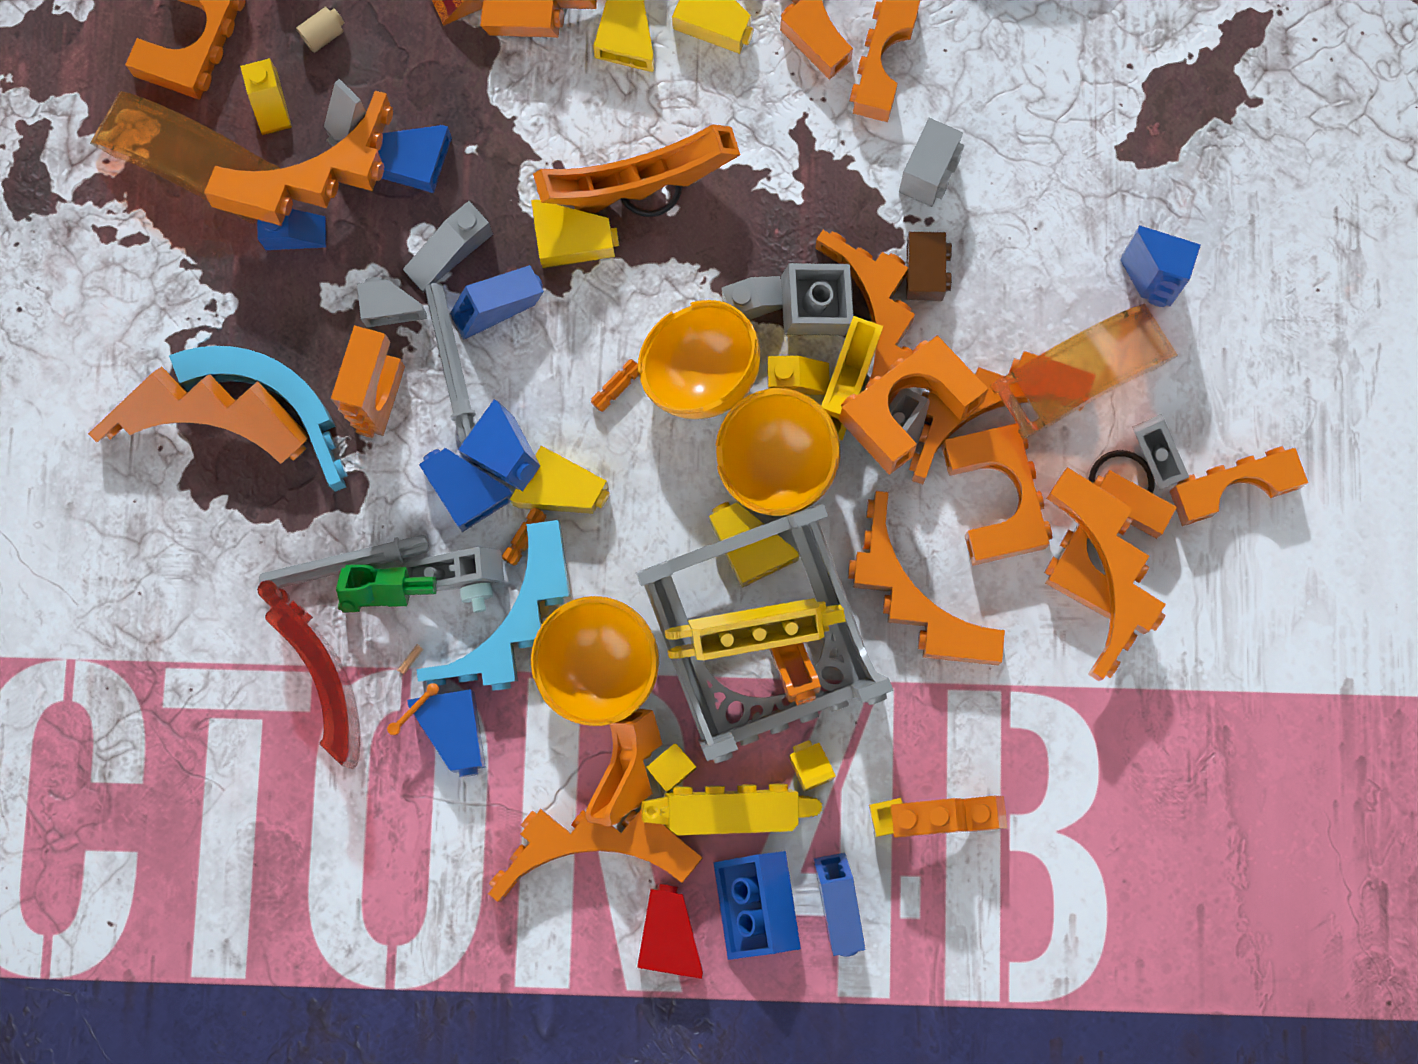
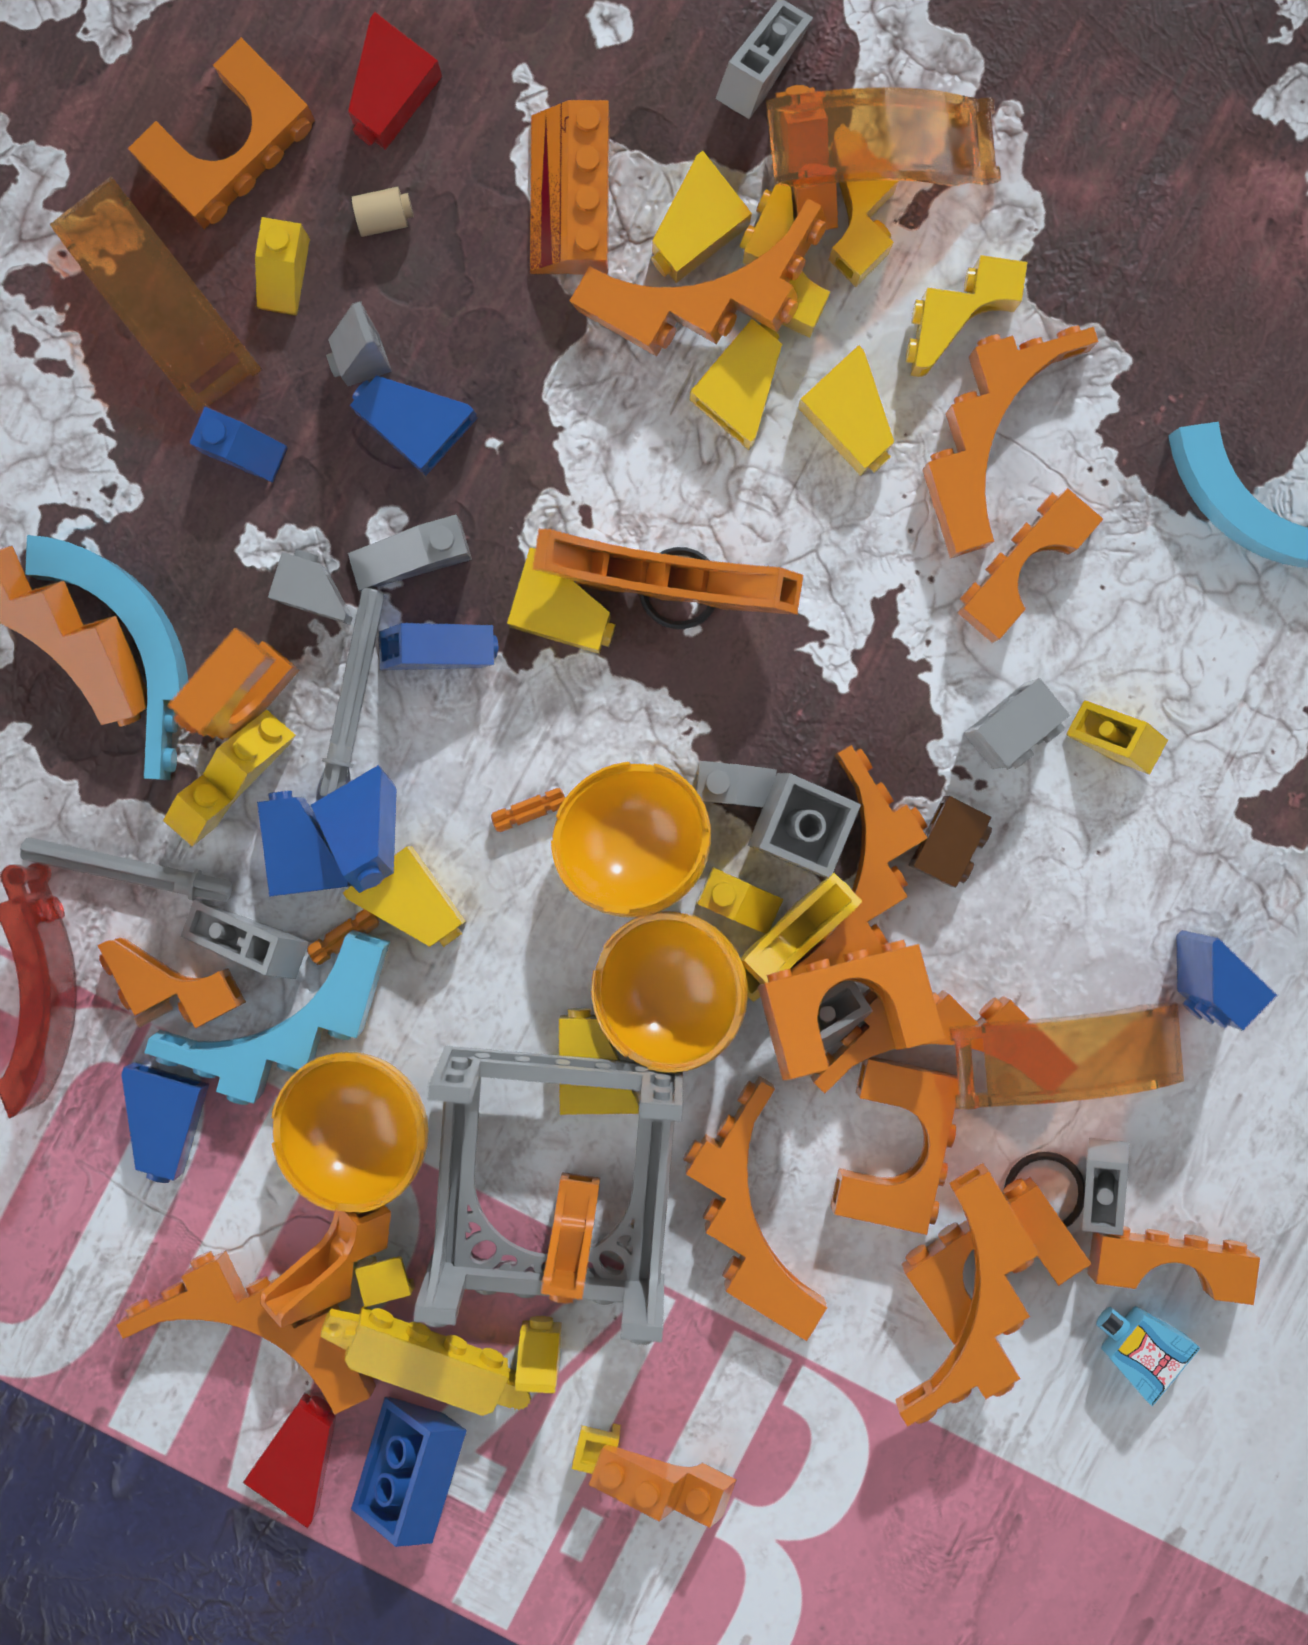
camera: 30 degrees right, 10 degrees up
(271, 193) = (284, 408): orange arch -> none
(371, 587) = (162, 927): green piece -> none
(388, 457) = (227, 776): none -> yellow arch
(395, 728) = (95, 1093): orange hinge -> none
(400, 634) = (149, 982): none -> orange arch
(476, 594) = (257, 983): light aqua tile -> none
(755, 629) = (542, 1185): yellow hinge -> none
(839, 904) = (498, 1512): blue slope -> none
(1007, 140) = (1118, 736): none -> yellow slope
(1250, 556) = (1145, 1350): none -> torso

